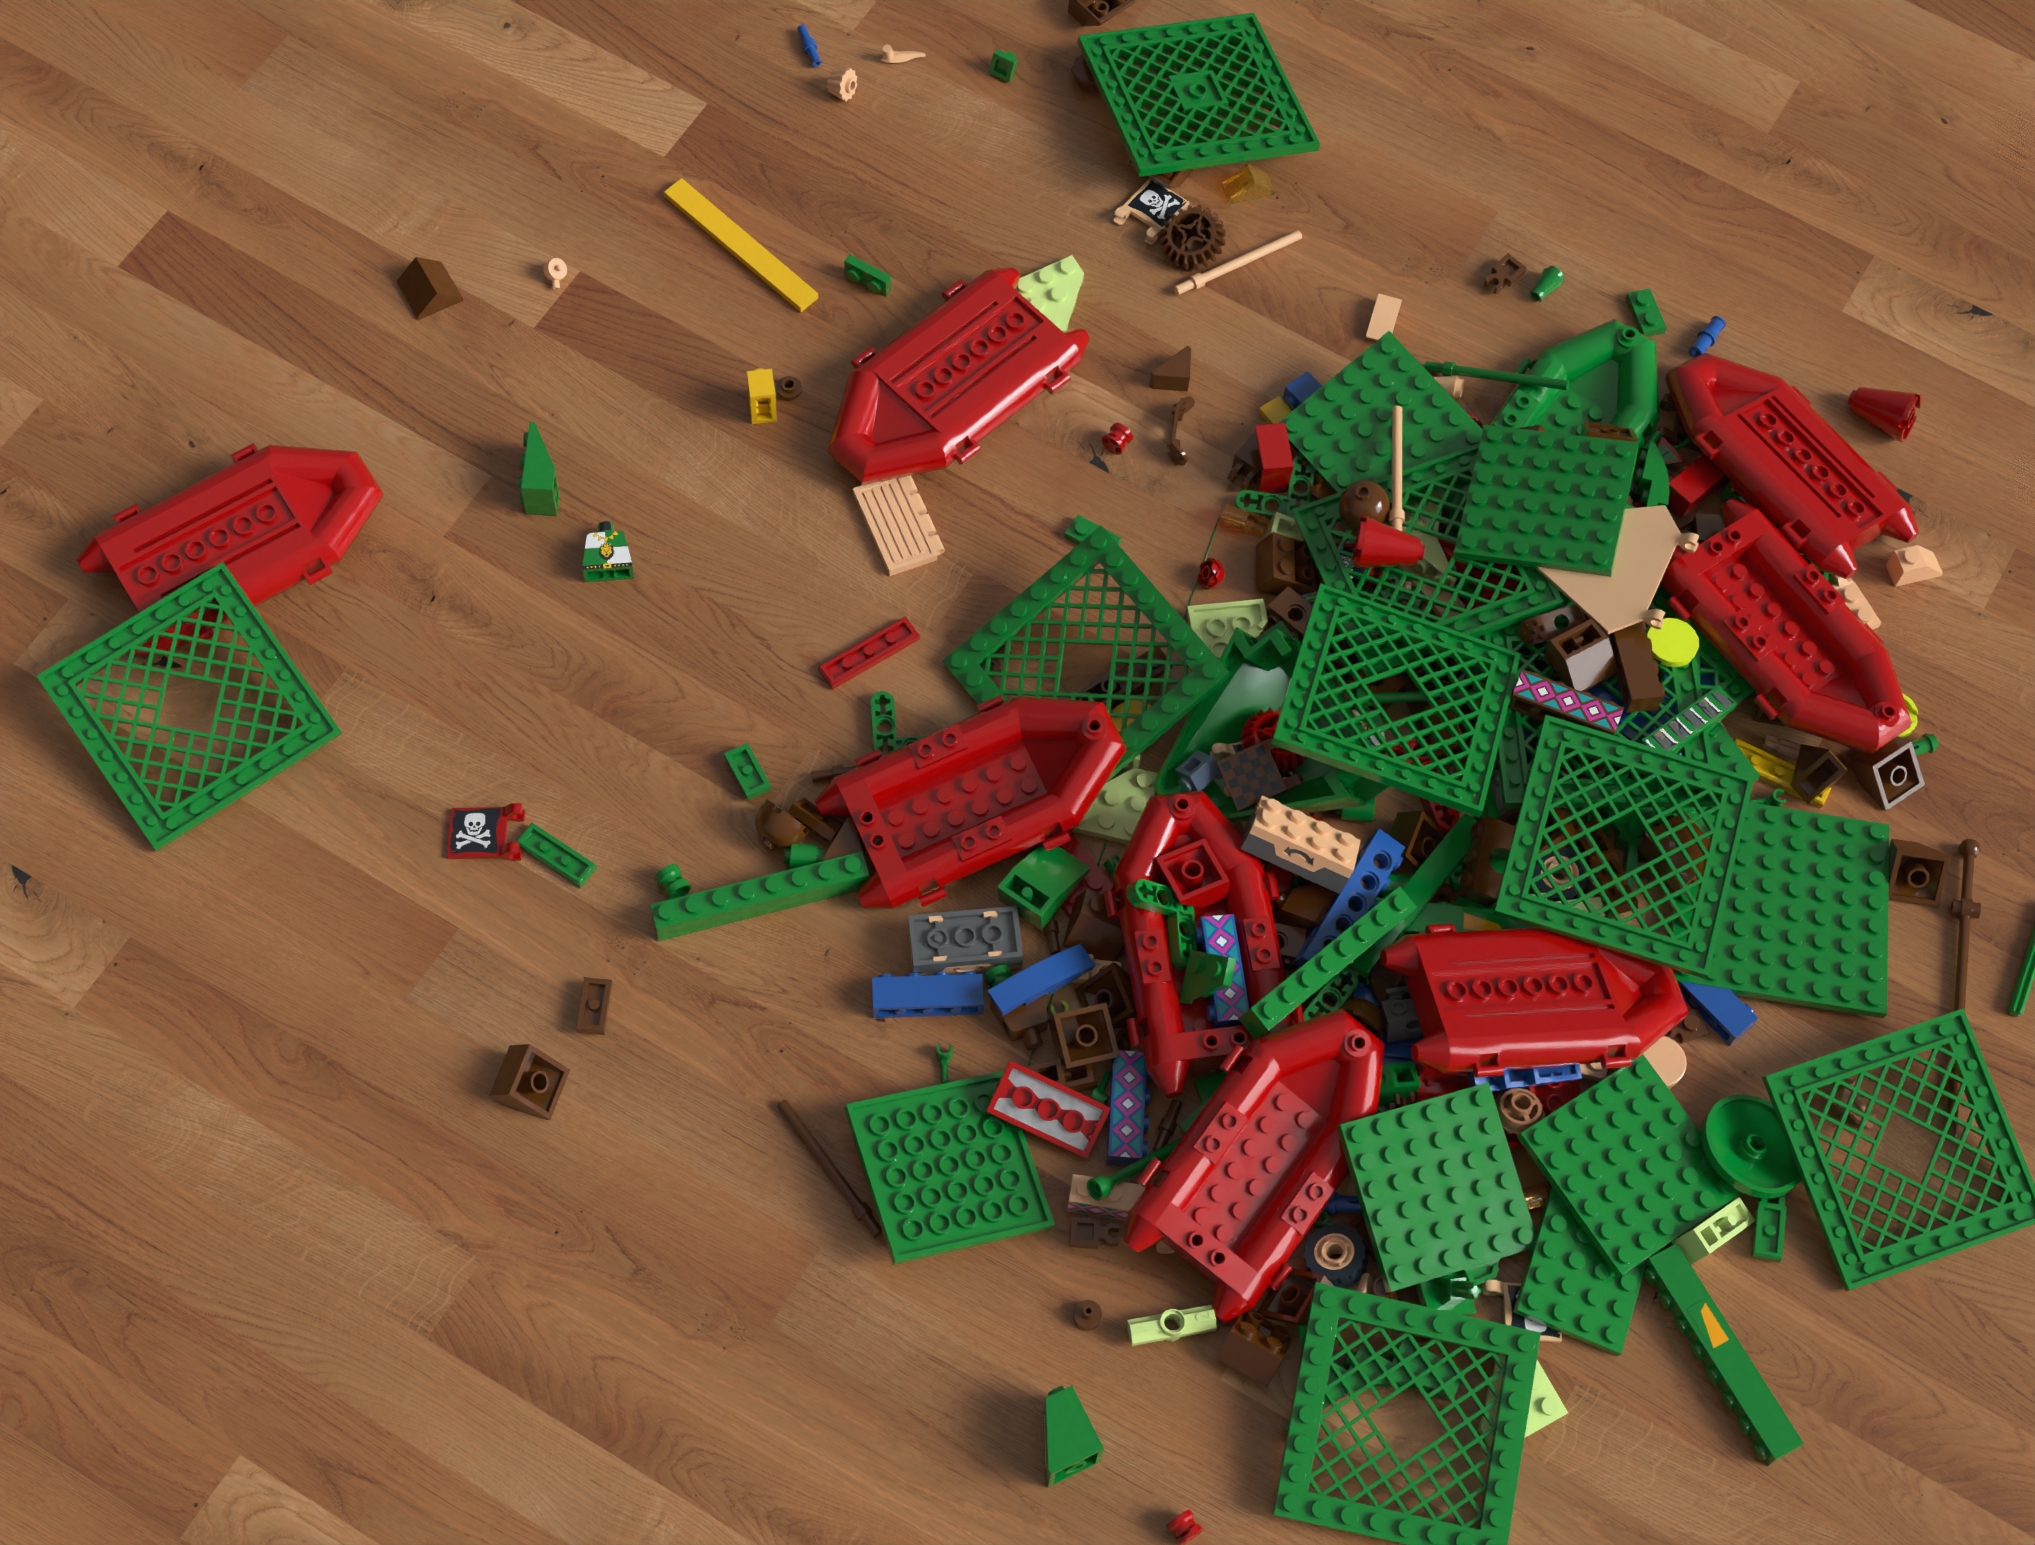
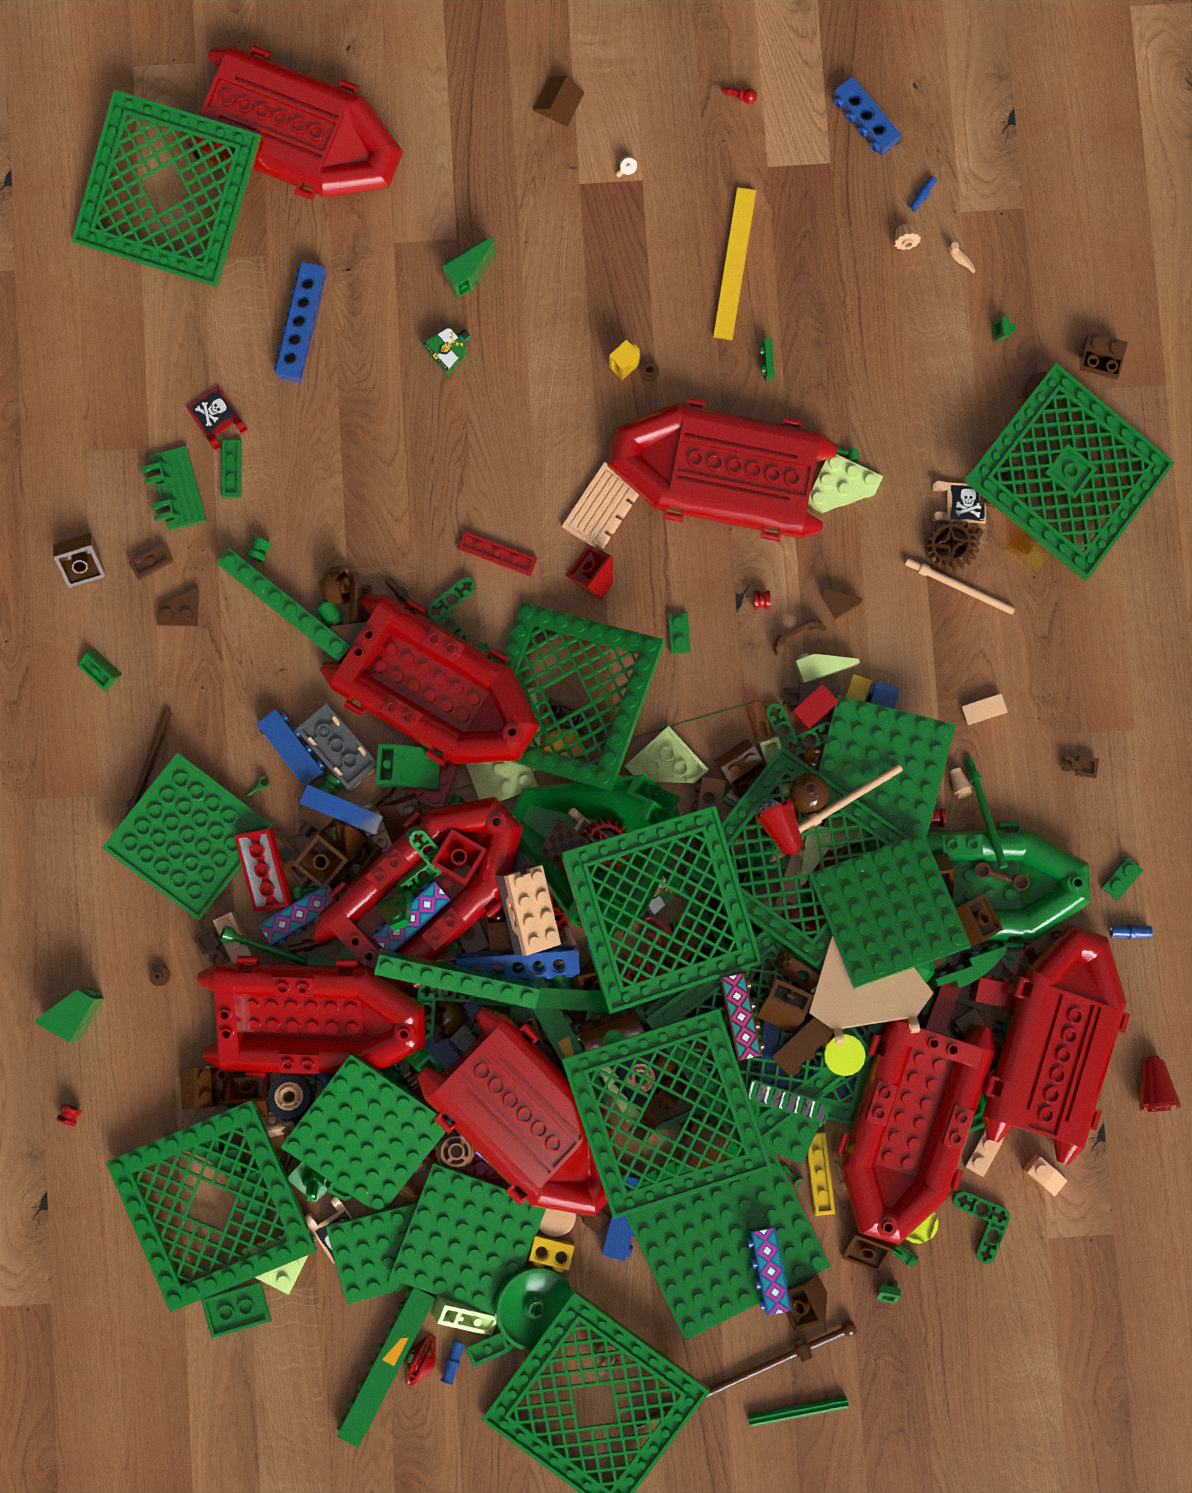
camera: 60 degrees right, 20 degrees up
(415, 629) = (306, 273): none -> blue brick
(532, 924) = (178, 490): none -> green hinge
(578, 124) = (748, 96): none -> red bar
(673, 1148) = (99, 669): none -> green slope
(674, 1014) = (180, 610): none -> reddish brown wing
(689, 40) = (852, 91): none -> blue brick
(747, 771) = (363, 539): green plate -> none
(963, 571) = (593, 571): none -> red slope
(1027, 266) = (853, 453): none -> green hand
(1075, 993) = (349, 839): none -> reddish brown slope
(1153, 1329) = (174, 1019): yellowish green piece -> none
(1197, 771) = (548, 809): sand blue brick -> none
(1210, 573) = (704, 725): red plate -> none
(1228, 430) = (819, 666): none -> yellowish green slope
(1548, 1488) = (236, 1309): none -> green tile
(1549, 280) = (1096, 799): green cone -> none
(1586, 396) = (1018, 881): none -> reddish brown bar
(1695, 1088) = (553, 1247): none -> yellow brick
(1740, 1315) = (420, 1360): none -> red hat
(1761, 1280) = (452, 1362): none -> blue pin
(1816, 772) = (829, 1198): reddish brown slope -> none
(1859, 876) = (769, 1269): none -> brick
(1935, 646) = (992, 1223): none -> green beam
(1953, 786) = (888, 1293): none -> green tile

